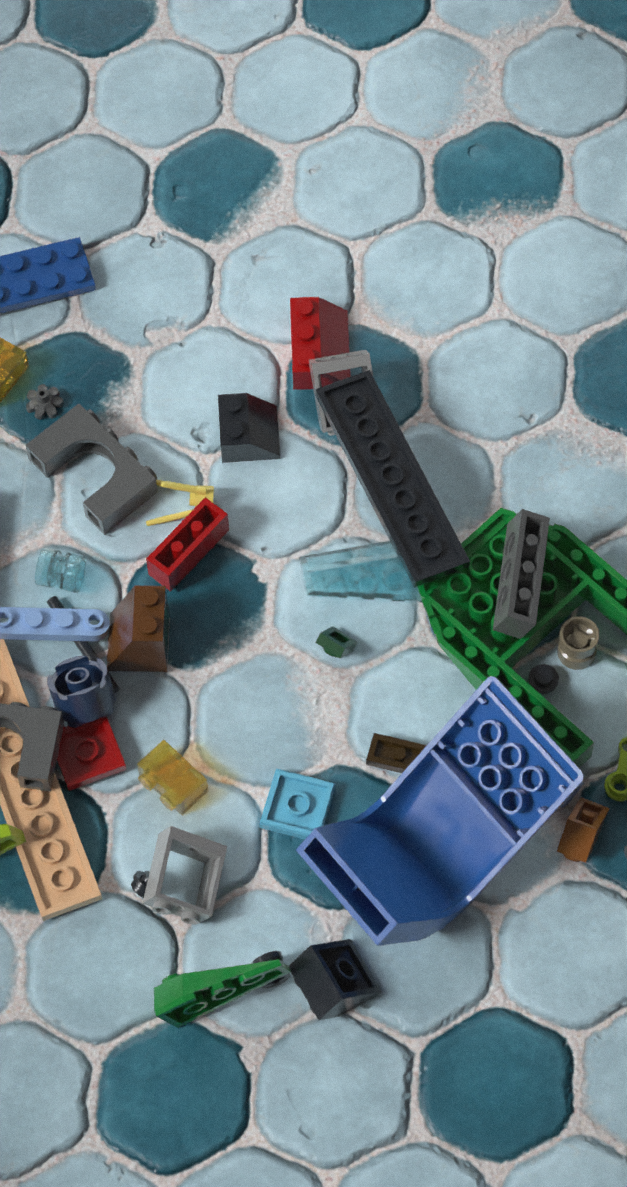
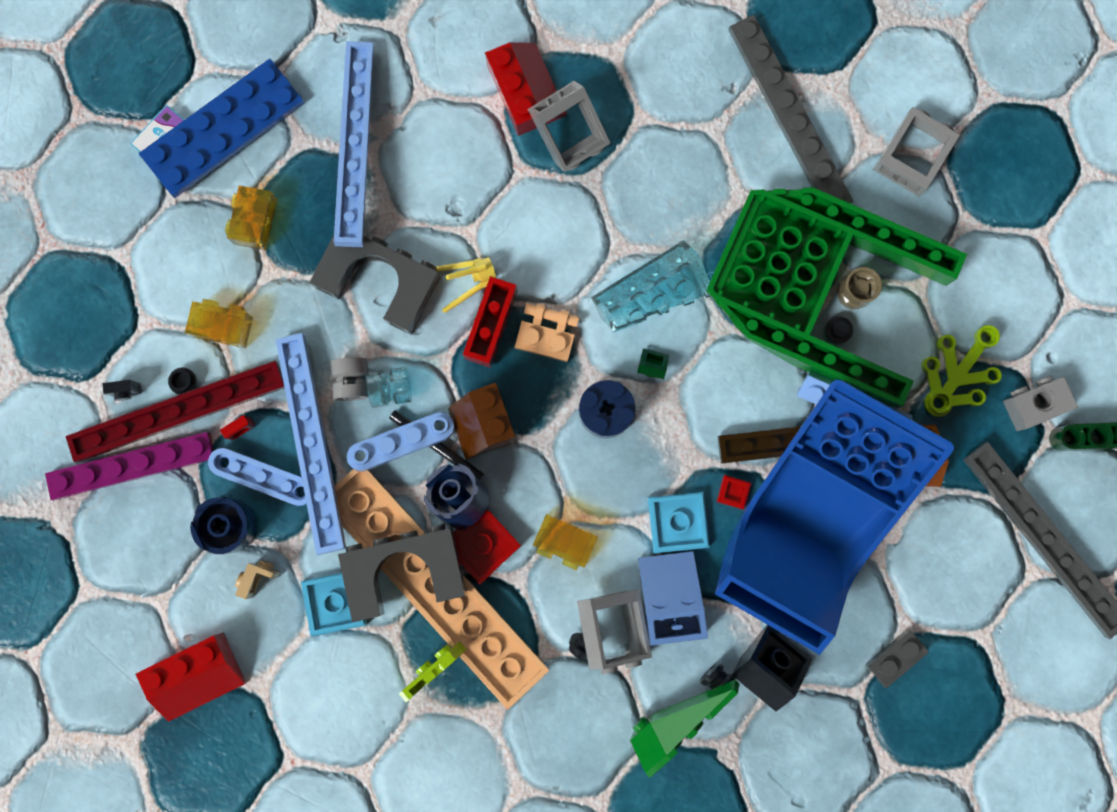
camera: 20 degrees left, 20 degrees up
(24, 548) = (349, 369): none -> light grey wheel
(44, 402) = (308, 232): dark grey plant -> none
(125, 338) = (354, 145): none -> light blue plate
(238, 586) = (544, 340): none -> light nougat plate
(247, 428) = (495, 190): black slope -> none
(257, 873) = (672, 598): none -> medium blue slope
(272, 651) = (614, 395): none -> dark blue brick
(365, 794) = (733, 492): none -> red tile
(392, 479) = (649, 199): black plate -> none
(472, 1023) = (897, 658): none -> dark grey plate
(521, 574) = (800, 251): dark grey brick -> none
(577, 454) = (787, 108): none -> dark grey plate

